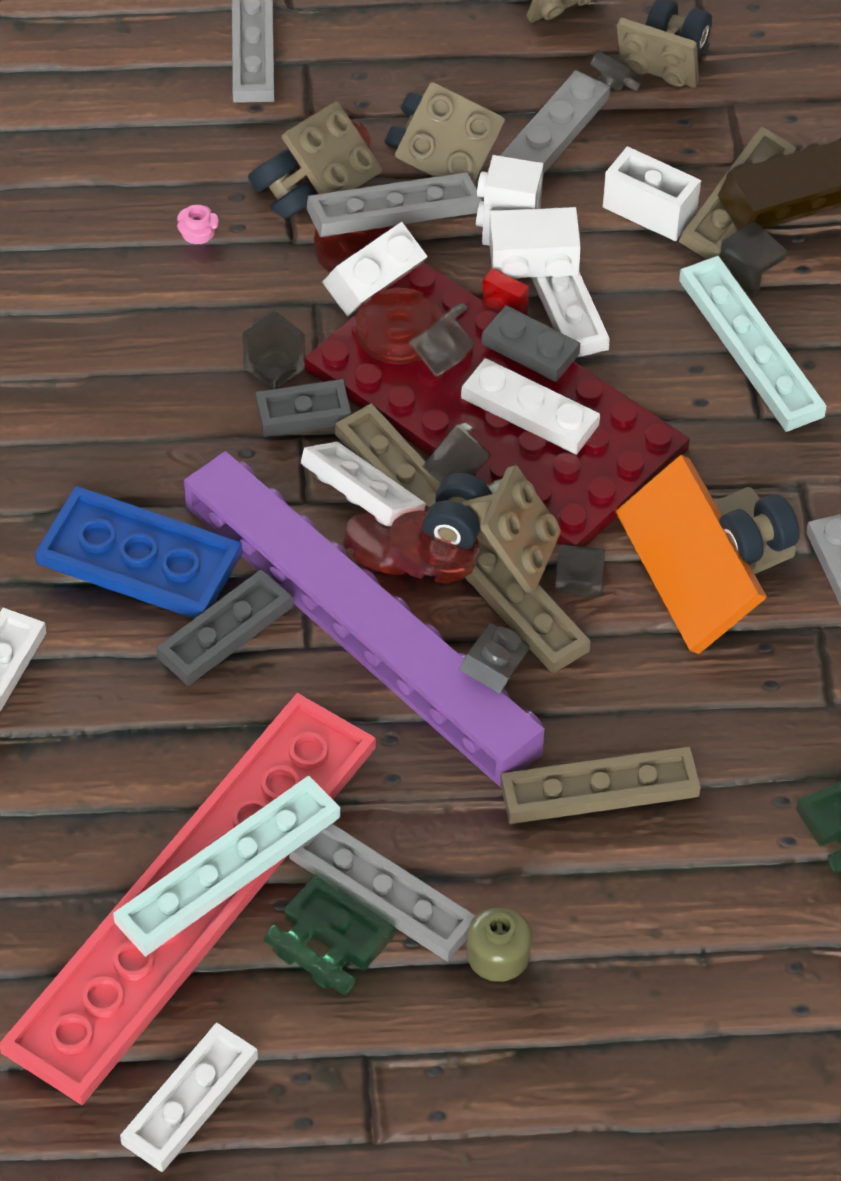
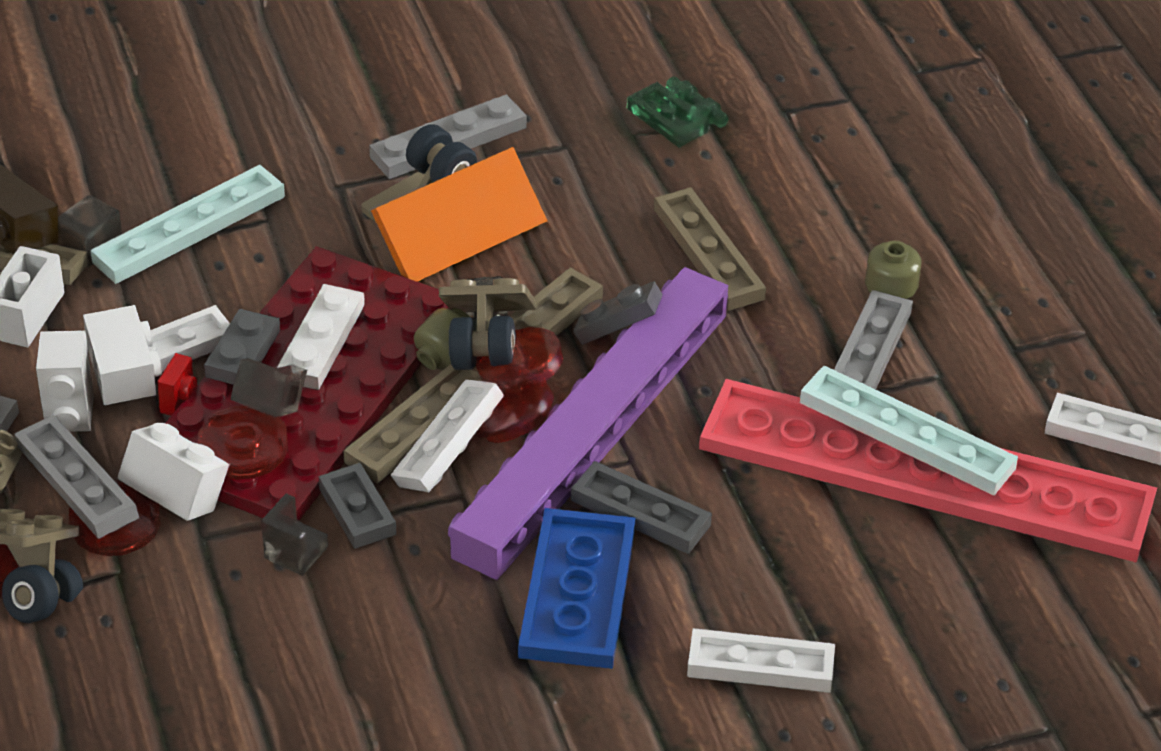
camera: 105 degrees left, 10 degrees down
(197, 224) = (117, 645): bright pink plate -> none
(336, 922) = (914, 372): clear green plate -> none
(457, 454) = (403, 368): clear smoke panel -> none

